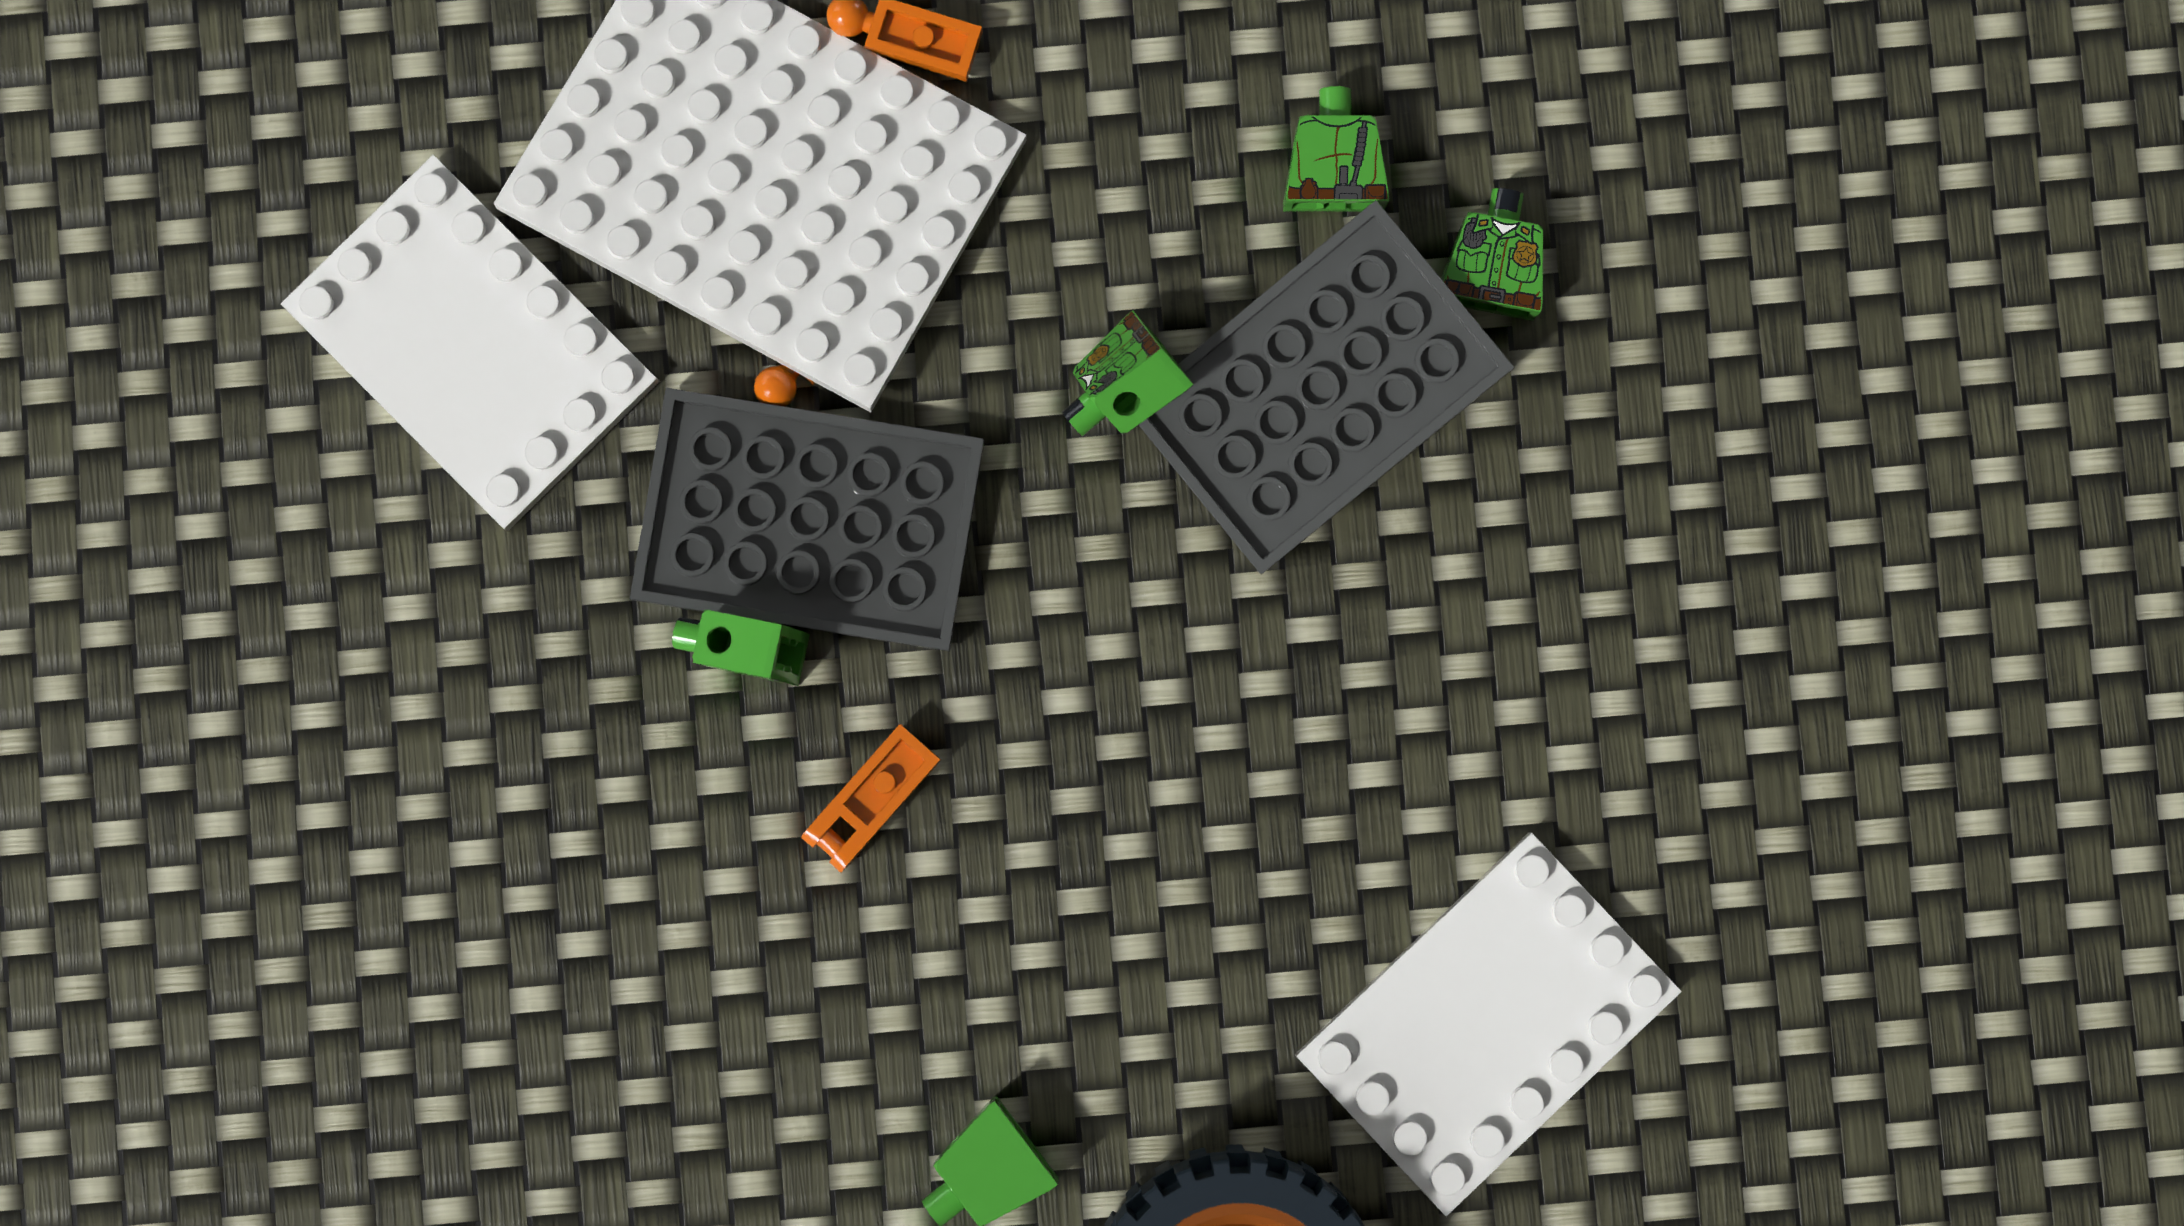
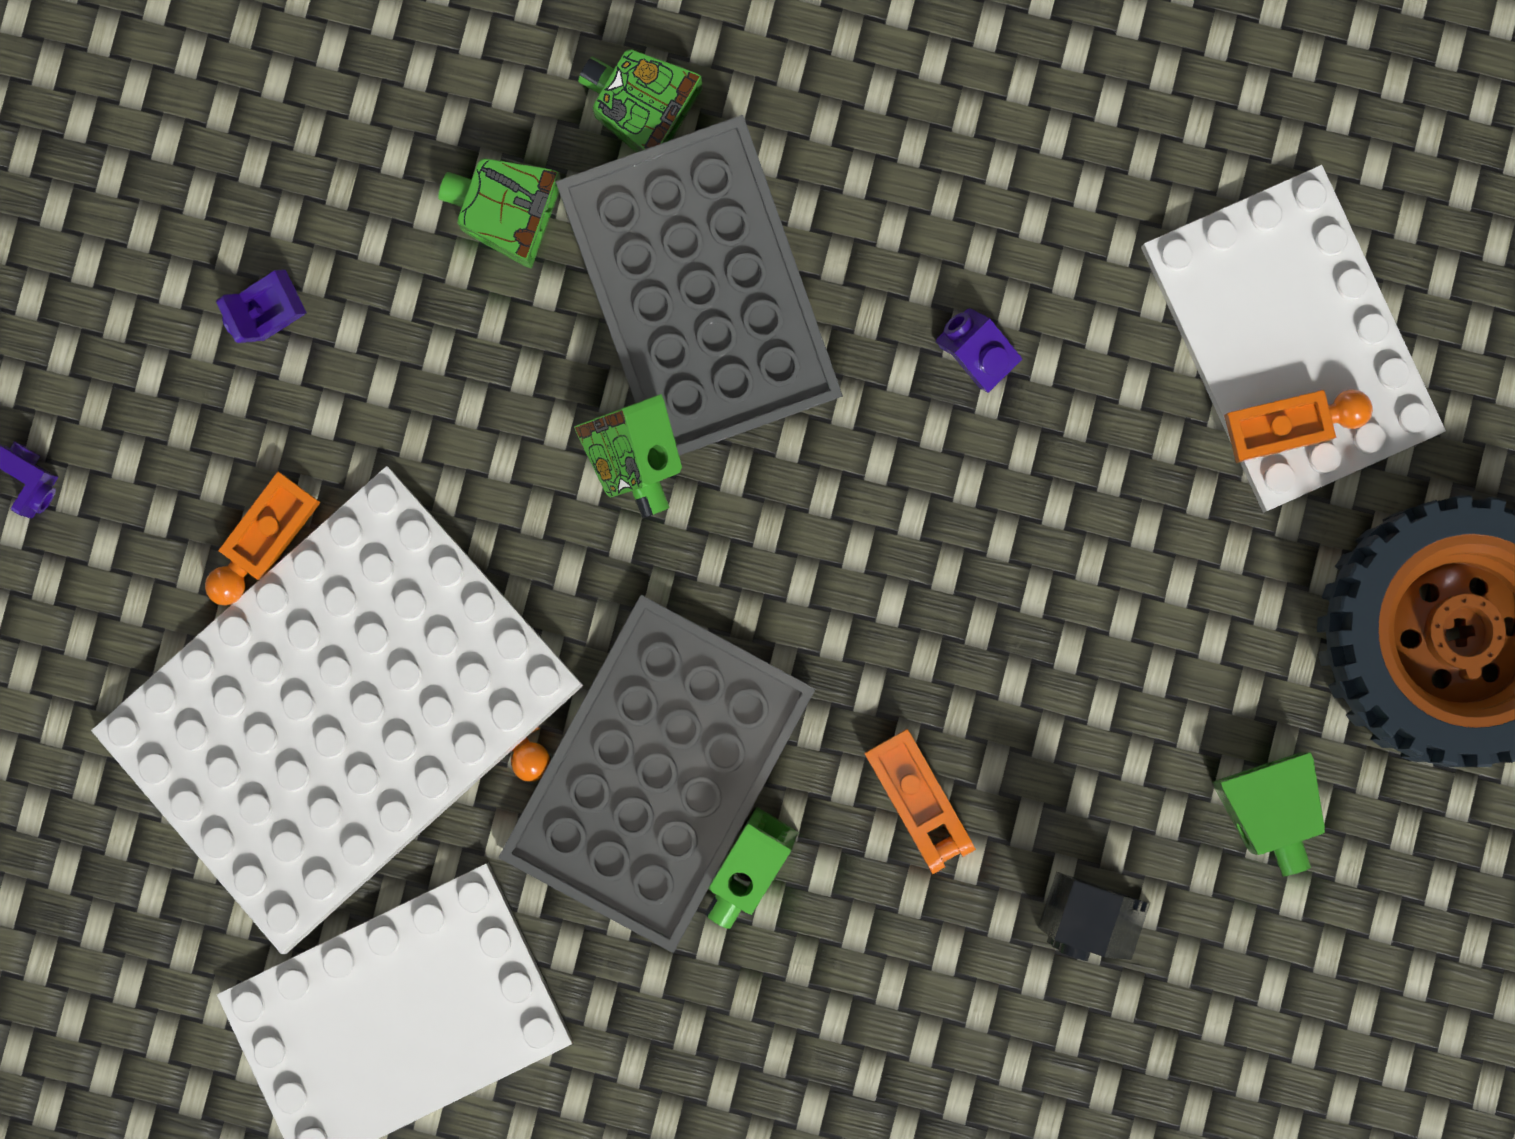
camera: 70 degrees left, 0 degrees up
(807, 1017) = (1091, 919): none -> black wedge
(1360, 698) = (979, 348): none -> dark purple bracket
(1397, 1053) = (1294, 423): none -> orange plate

